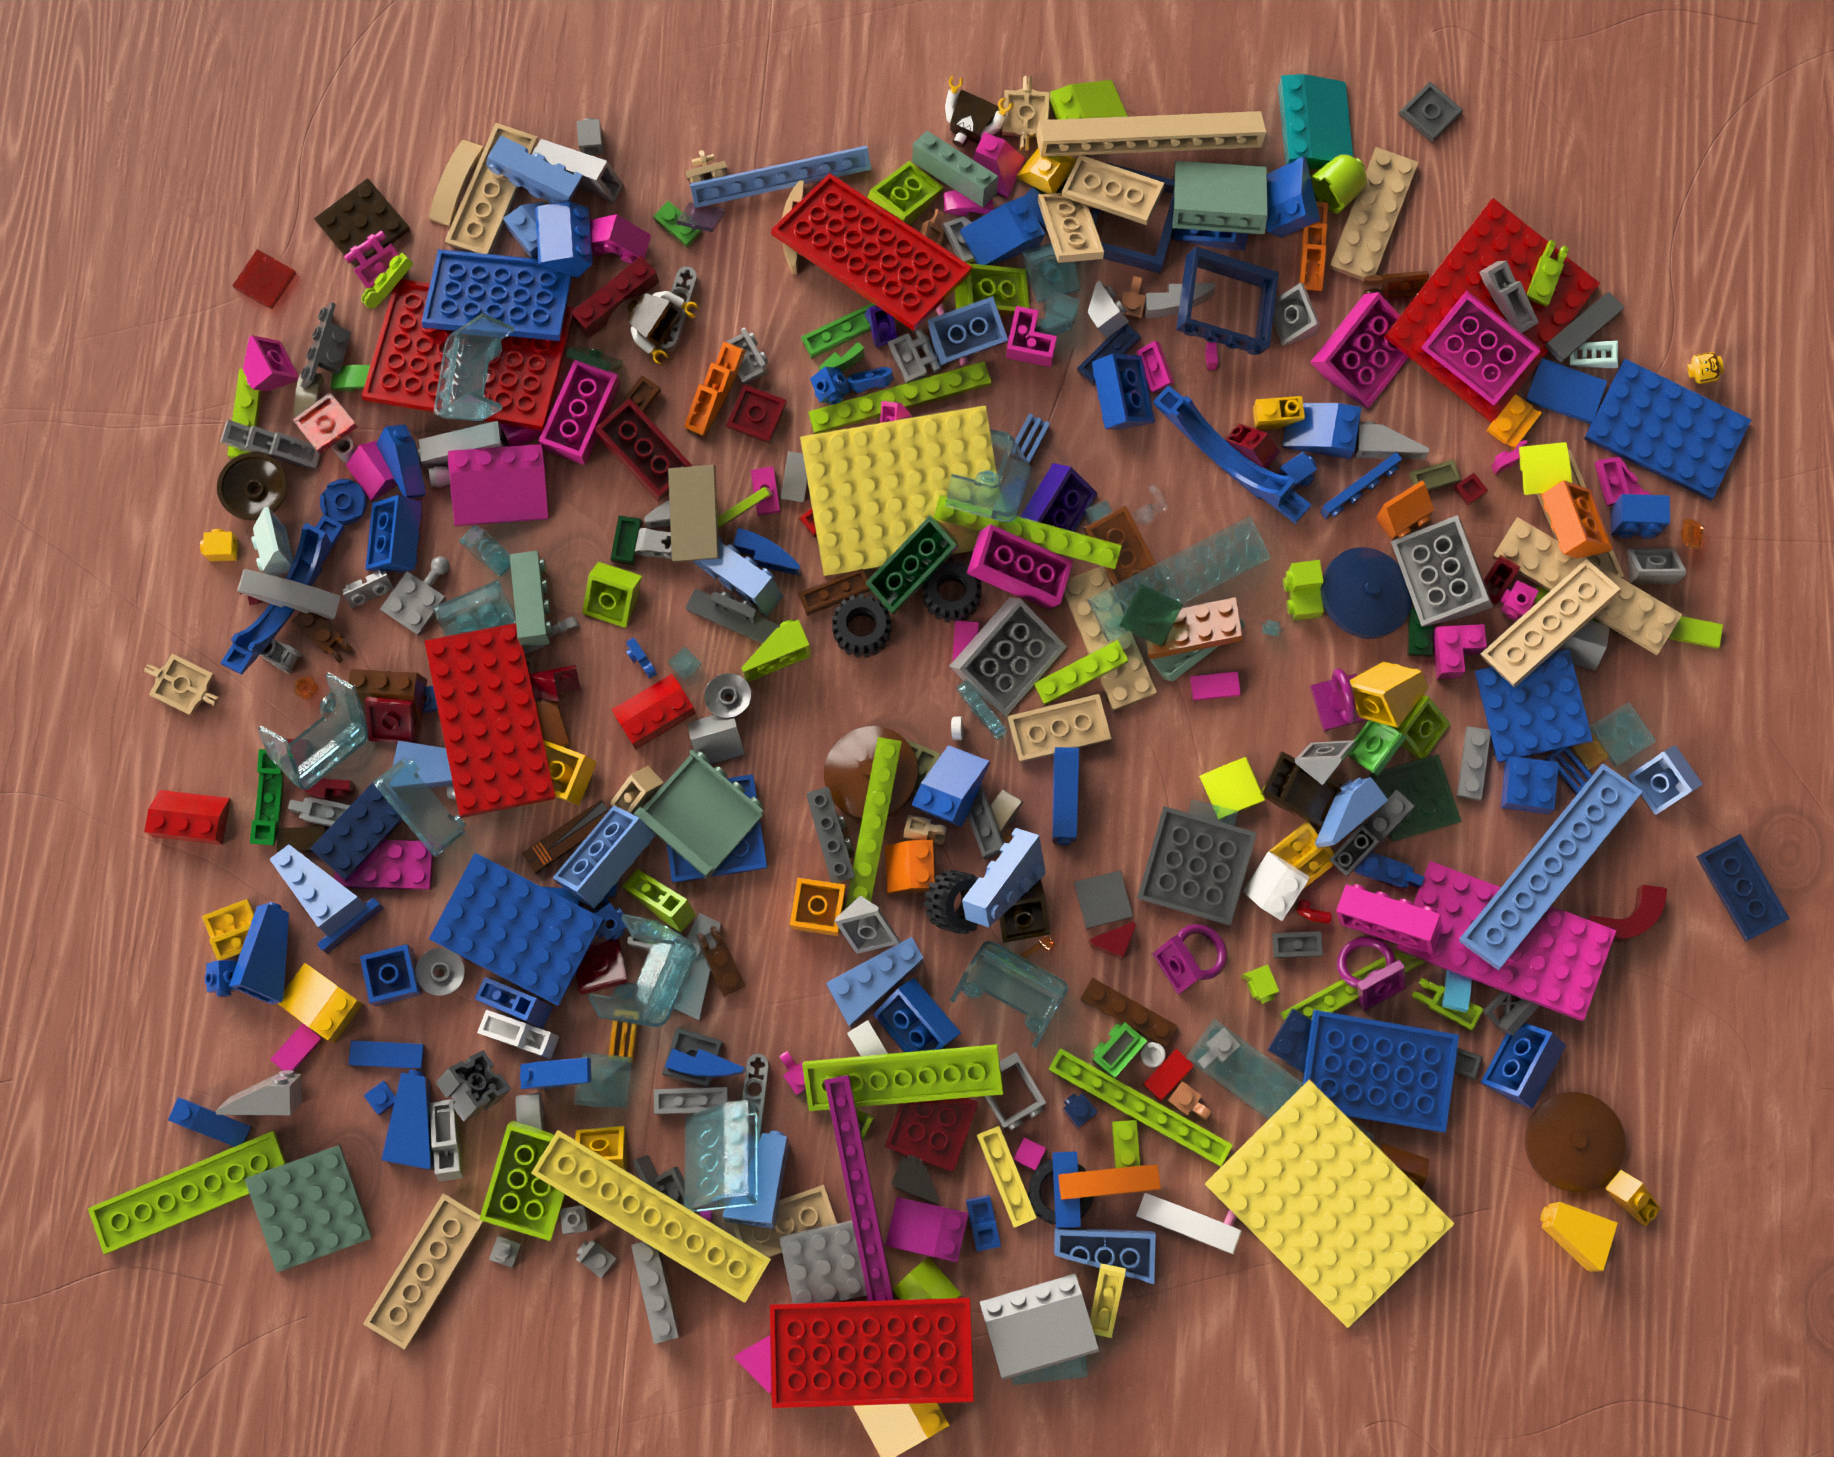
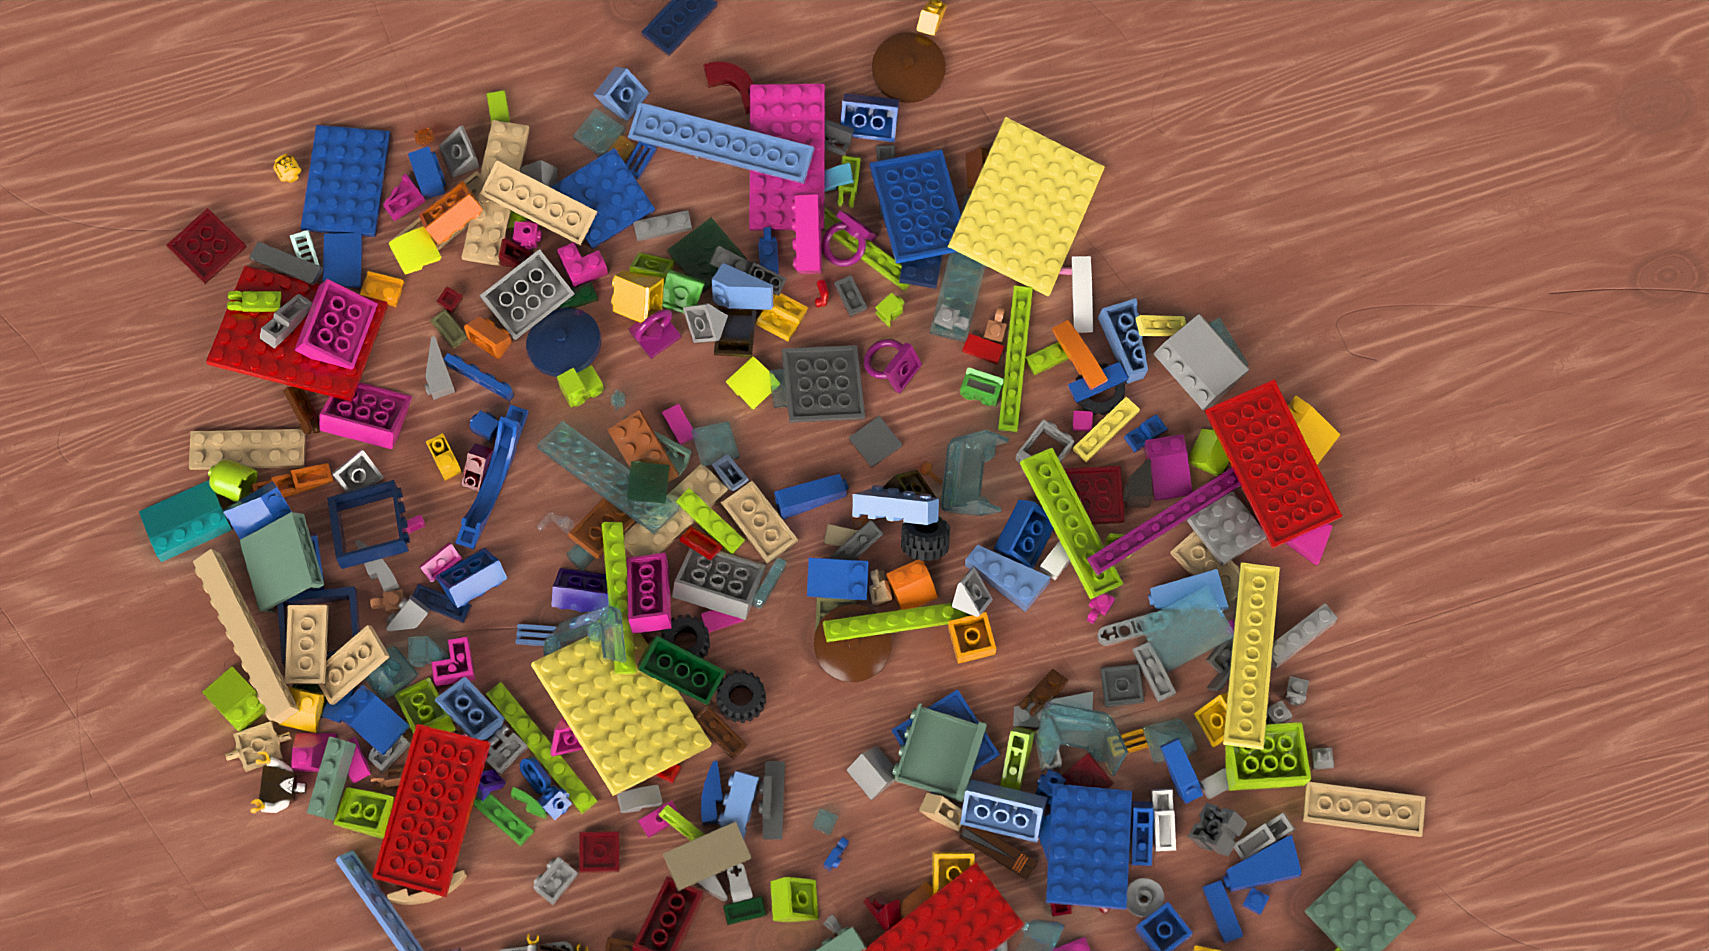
camera: 115 degrees left, 5 degrees down
(654, 711) = (873, 827): red slope -> none
(702, 1065) = (1125, 670): blue slope -> none
(715, 389) = (591, 892): orange slope -> none
(727, 685) = (834, 765): flat silver dish -> none
(781, 649) = (786, 747): lime slope -> none
(830, 832) = (917, 647): dark grey bracket -> none
(957, 728) = (791, 595): white tile -> none
(1060, 653) = (700, 543): none -> red tile
(1078, 1110) = (1037, 396): dark blue brick -> none
(1114, 941) = (902, 419): dark red slope -> none
(1126, 1010) = (950, 393): reddish brown plate -> none
(1128, 716) = (730, 473): none -> sand blue slope
(1153, 1055) = (973, 362): white tile -> none
(1174, 716) = (715, 442): none -> clear light blue plate
(1275, 885) = (814, 323): white slope -> none
(1325, 430) = (443, 415): blue slope -> none
(1430, 112) = (142, 438): dark grey tile -> none
(1506, 460) = (416, 281): dark pink plate -> none
(1529, 785) = (664, 180): blue brick -> none
(1580, 1234) = (973, 38): yellow slope -> none
(1640, 250) = (206, 246): none -> dark red plate

